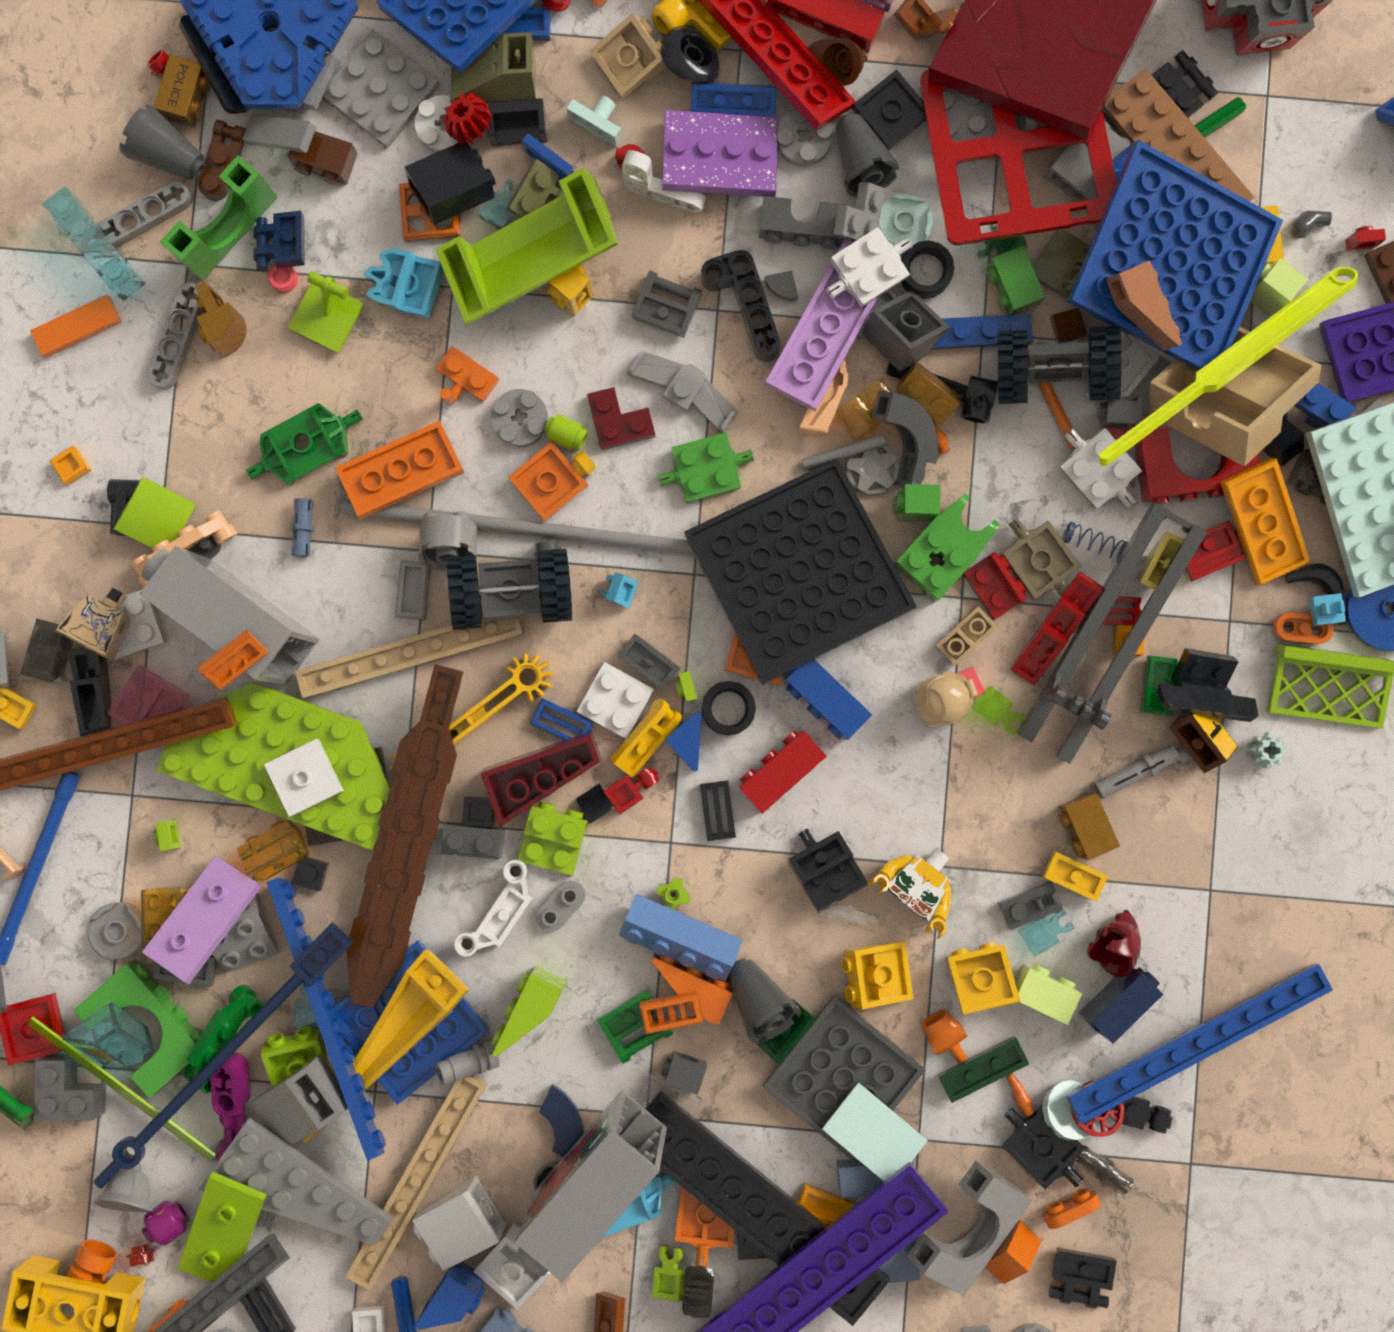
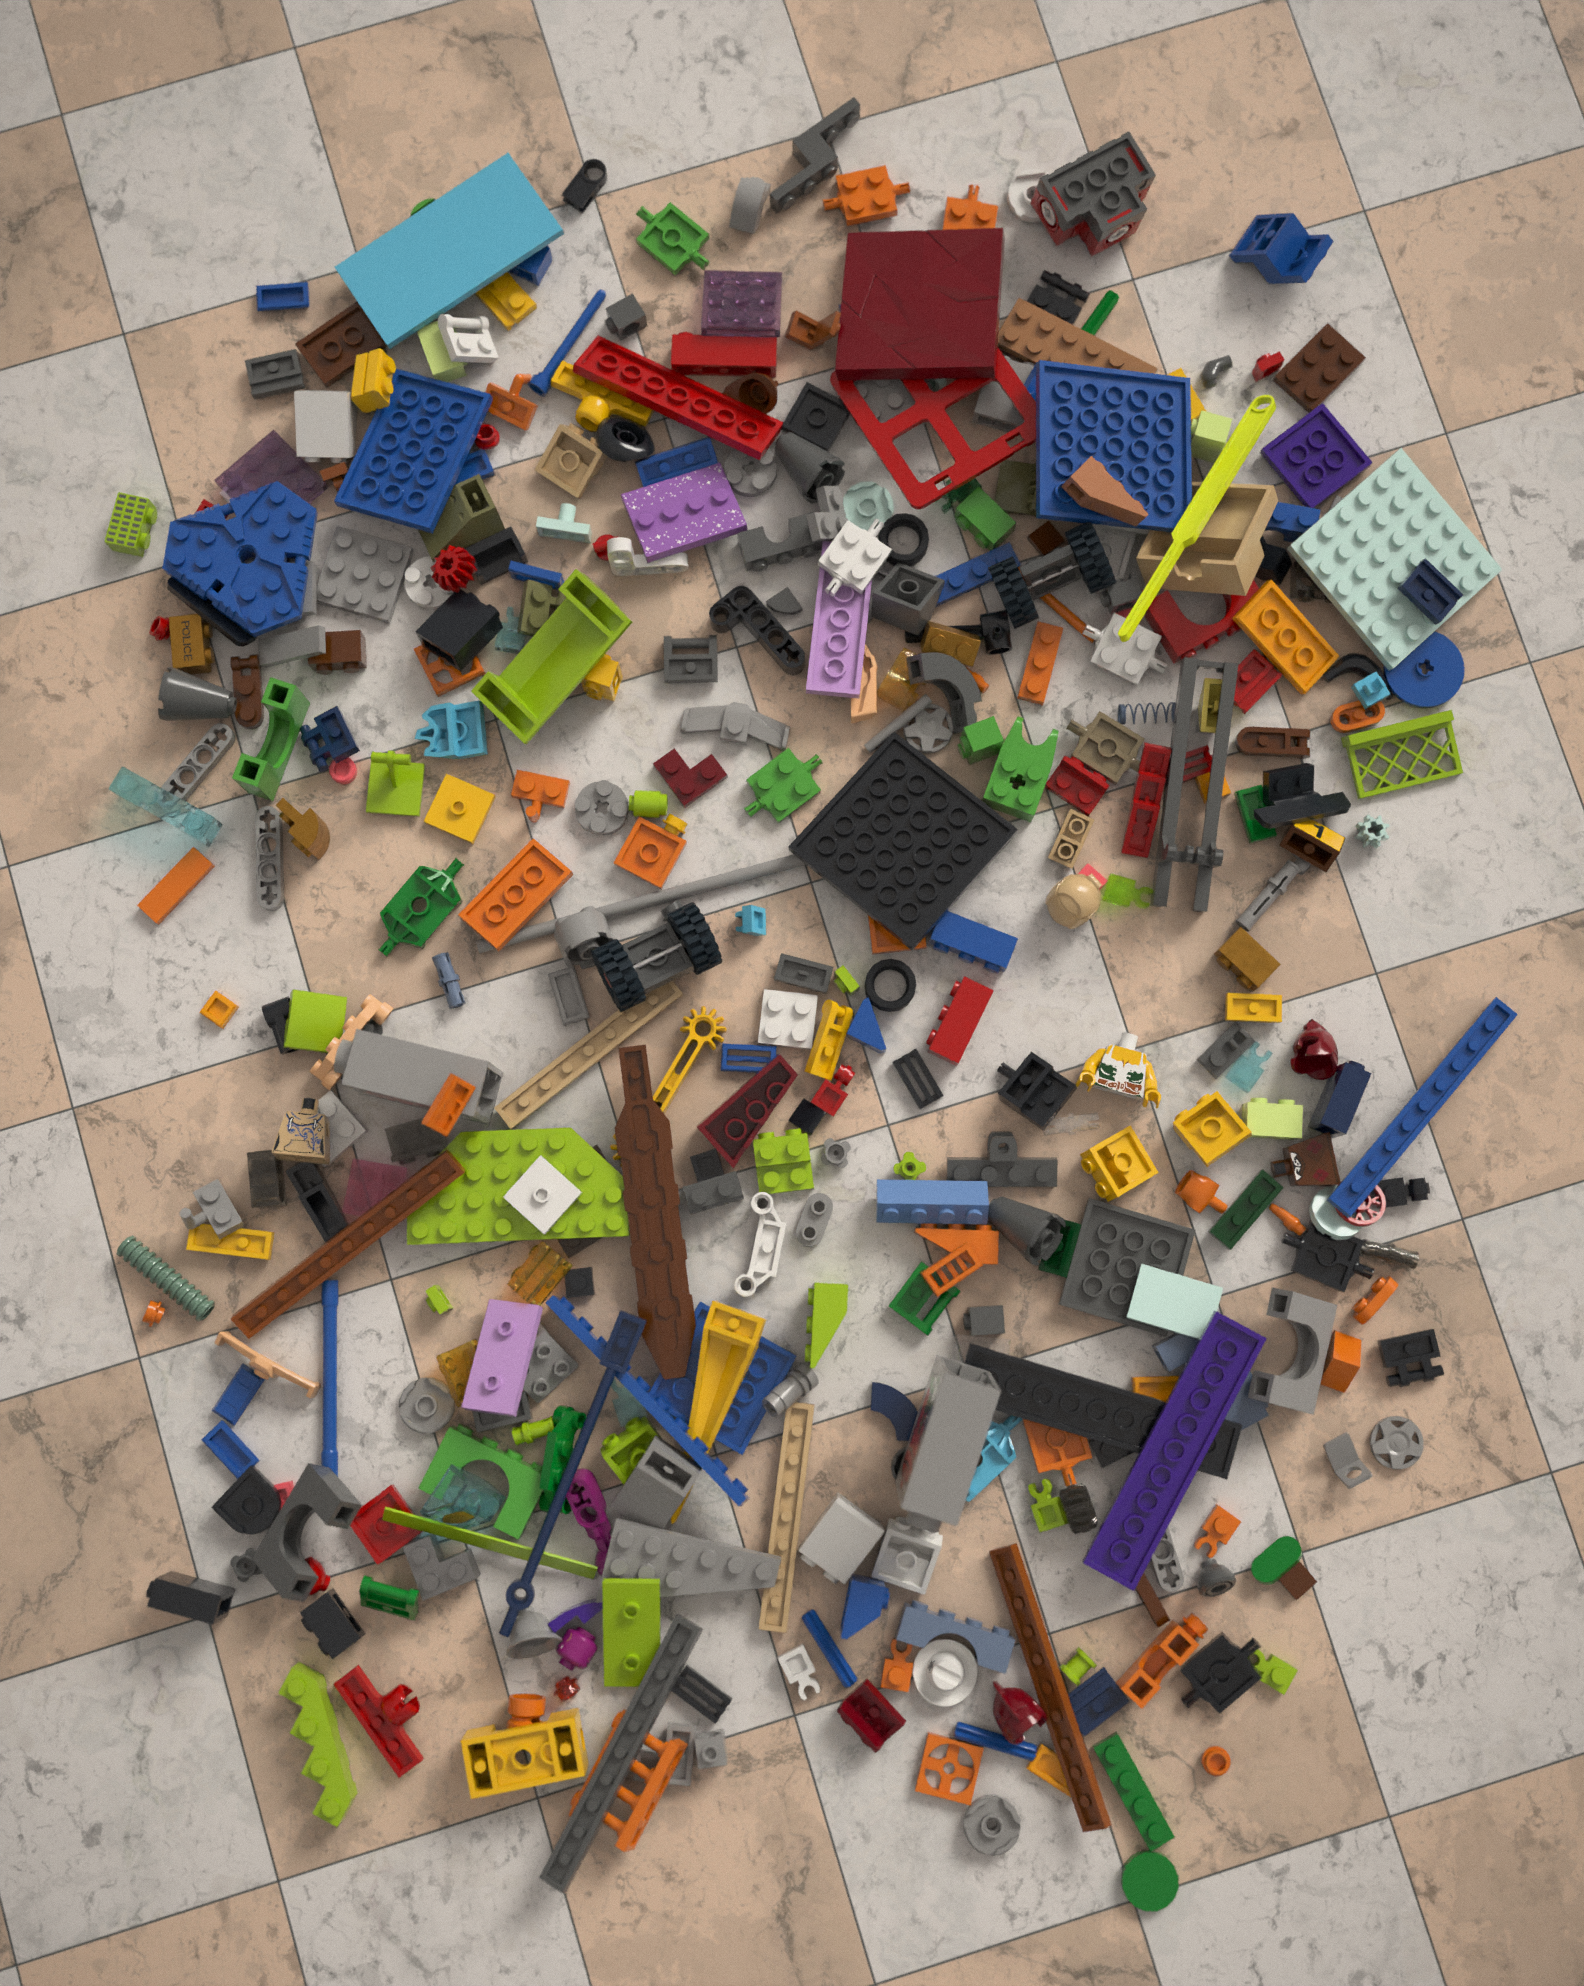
camera: 20 degrees left, 5 degrees down
(184, 1188) = (584, 1610): none -> dark purple slope
(190, 676) = (413, 1139): none -> clear smoke bracket
(203, 998) = (532, 1431): none -> lime pin
(380, 362) = (459, 808): none -> yellow plate
(600, 851) = (839, 1160): none -> light grey plate
(765, 930) = (1003, 1166): none -> dark grey plate
(1010, 448) = (1040, 663): none -> orange plate
(1064, 1050) = (1309, 1163): none -> reddish brown torso
(1207, 621) = (1273, 742): none -> reddish brown plate

